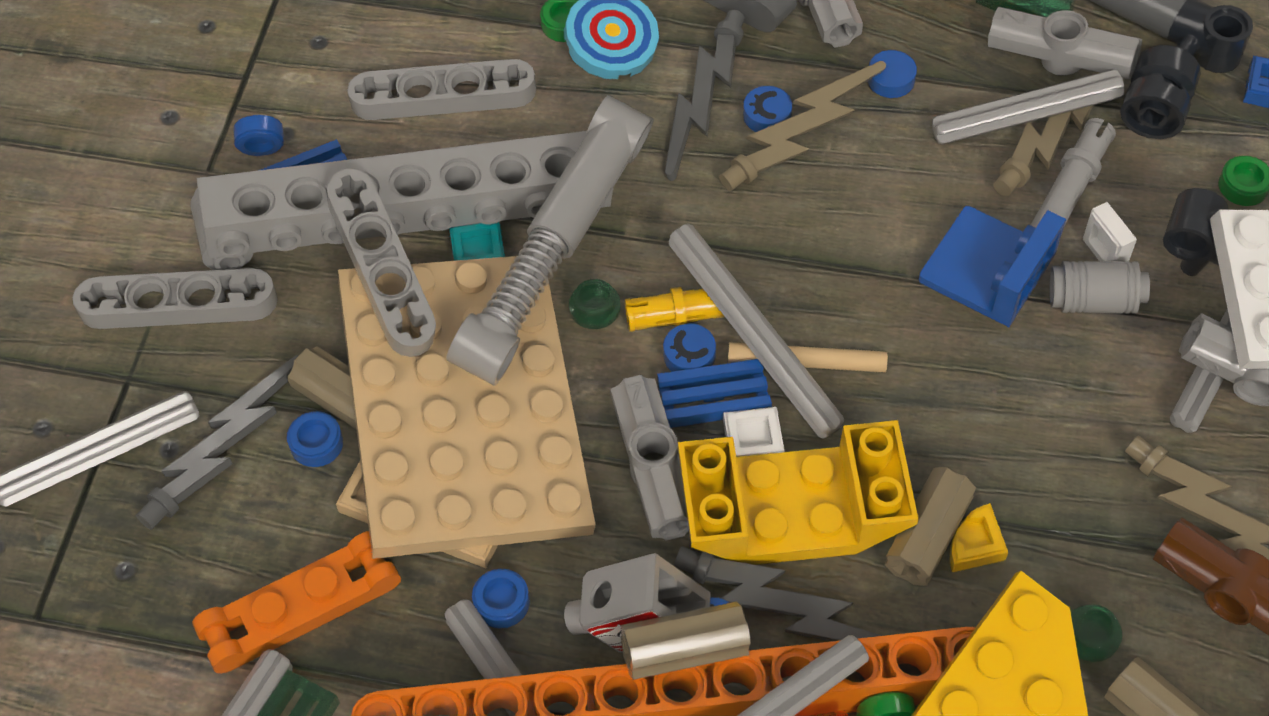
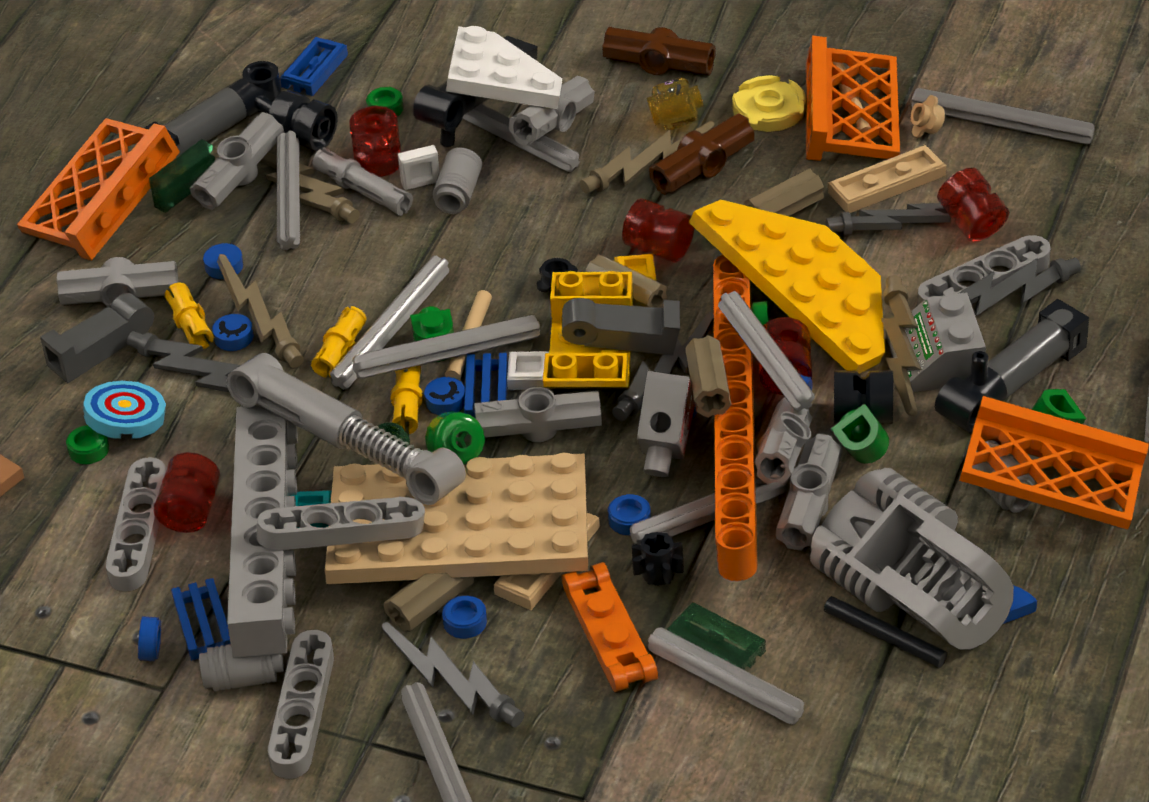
camera: 80 degrees left, 15 degrees down
(395, 629) = (657, 558): none -> black gear
(488, 106) = (187, 492): none -> clear red wheel
(589, 366) = (443, 433): none -> green head
(765, 217) = (338, 340): none -> yellow pin
(784, 60) = (188, 315): none -> yellow pin
(795, 312) = (431, 323): none -> green plate
(815, 526) = (622, 326): none -> dark grey leg
(820, 267) = (392, 318): none -> light grey axle
(940, 427) = (550, 266): none -> black plate
(991, 262) = (425, 226): blue bracket -> none
(1046, 543) = (658, 230): none -> clear red wheel
(1140, 176) = (376, 139): none -> clear red wheel

